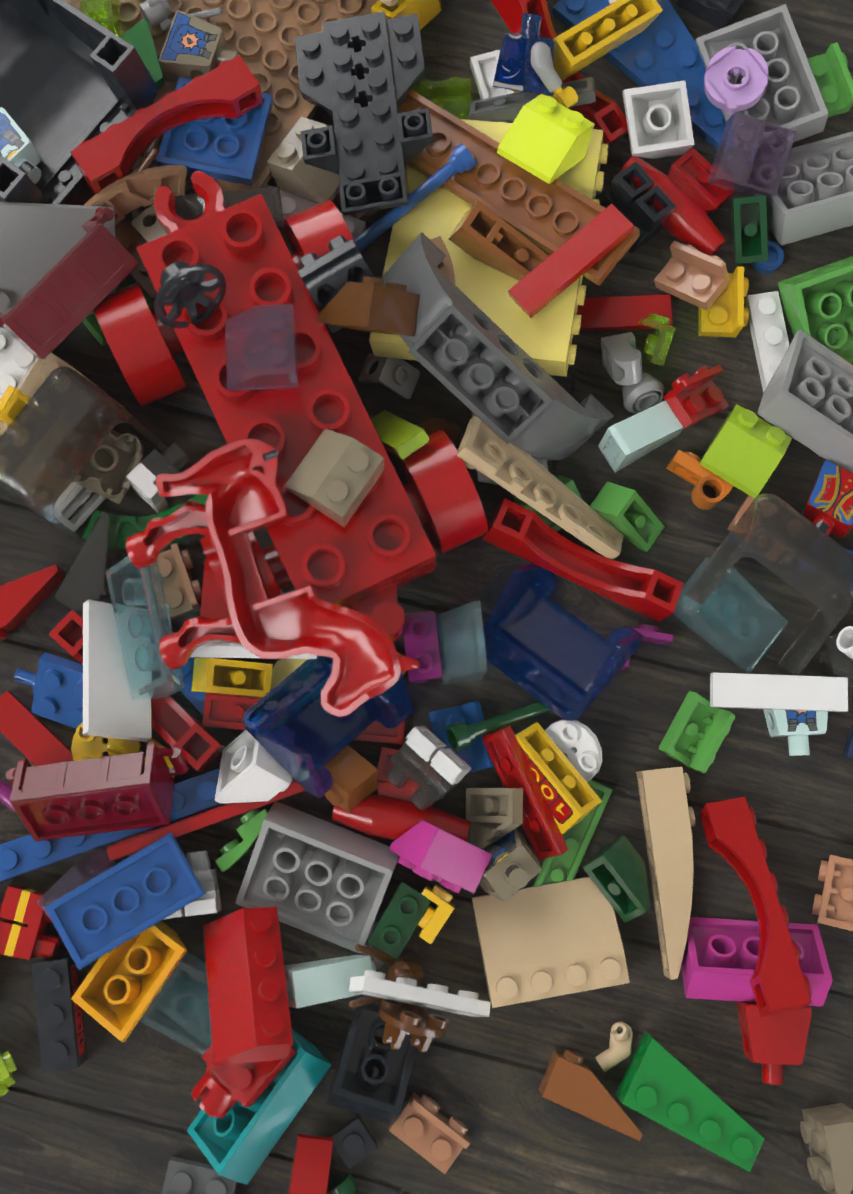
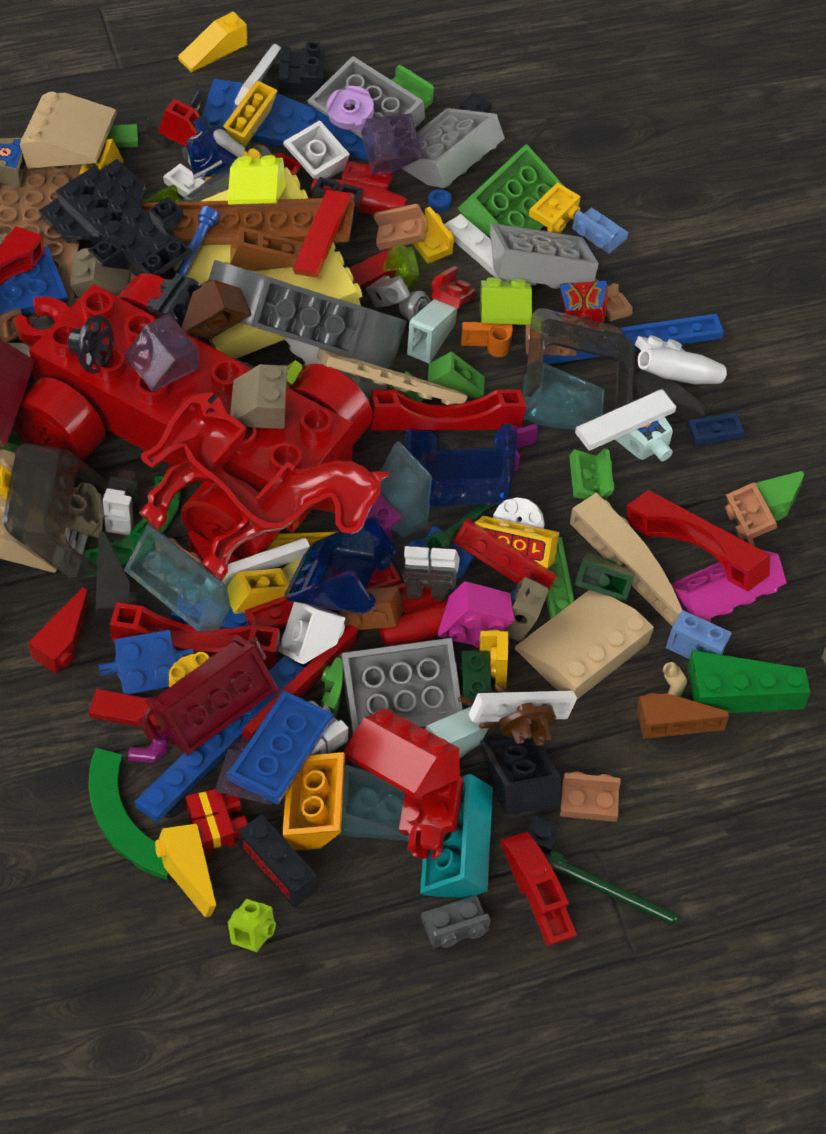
camera: 30 degrees left, 25 degrees down
(106, 691) = (171, 625): white tile -> none
(492, 814) = (495, 572): dark tan wing -> none
(676, 1019) = (696, 634): none -> medium blue bracket
(749, 229) = (417, 185): dark green slope -> none
(774, 1039) = (768, 618): red torso -> none

